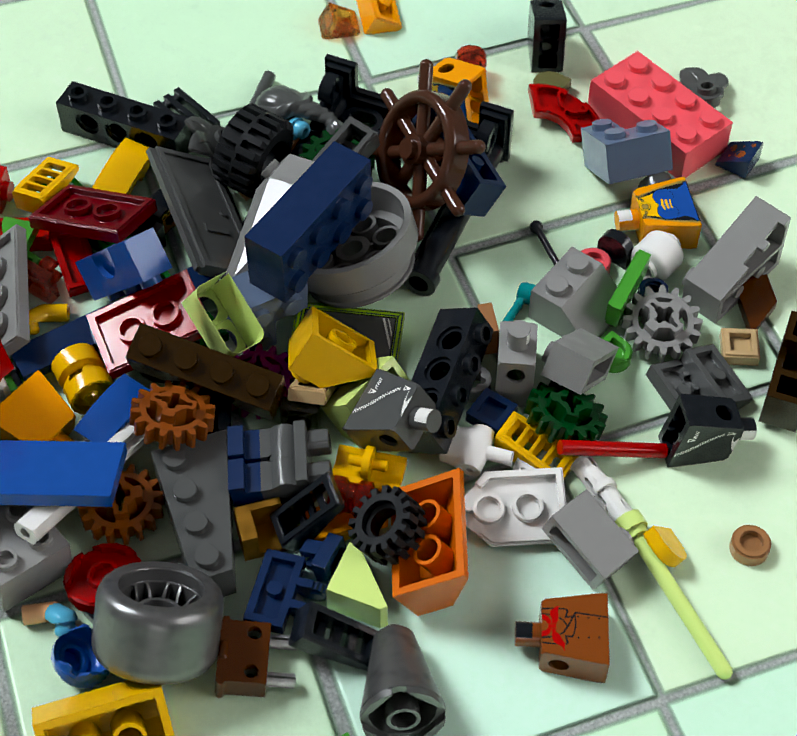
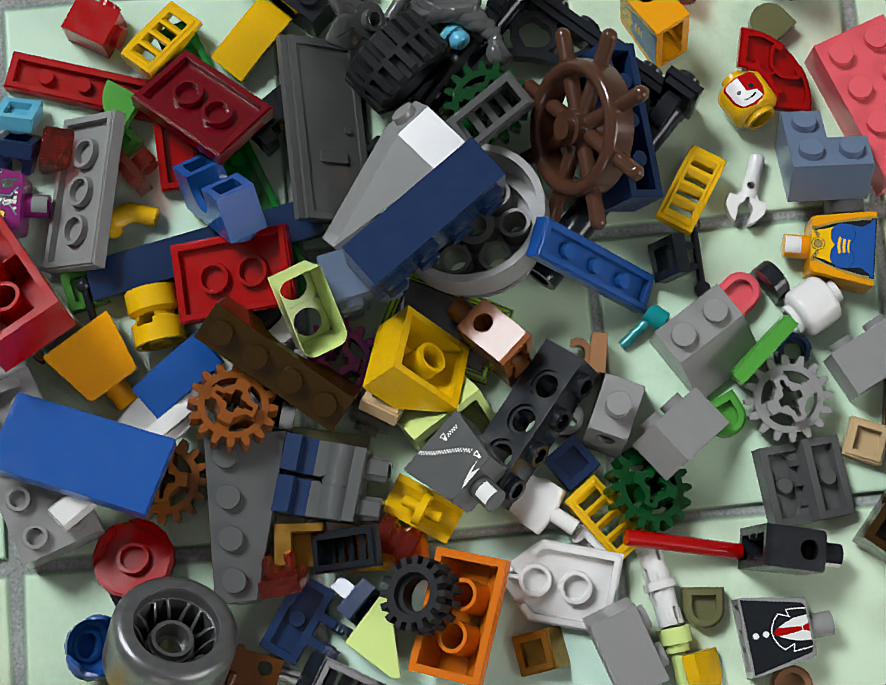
camera: 15 degrees right, 25 degrees up
(51, 612) = (79, 586): arm -> none
(254, 549) = (282, 580): none -> clear red tile
(395, 322) = (493, 338): none -> dark orange torso
(460, 250) = (590, 264): none -> blue tile
(511, 569) = (540, 651): none -> pearl gold slope
(526, 248) = (670, 258): none -> black tile
(528, 196) = (702, 168): none -> yellow slope
(550, 131) = (747, 99): none -> yellow head
(574, 198) = (748, 193): none -> white bar
(647, 497) = (702, 606): none -> olive tile
(719, 499) = (777, 632): none -> torso

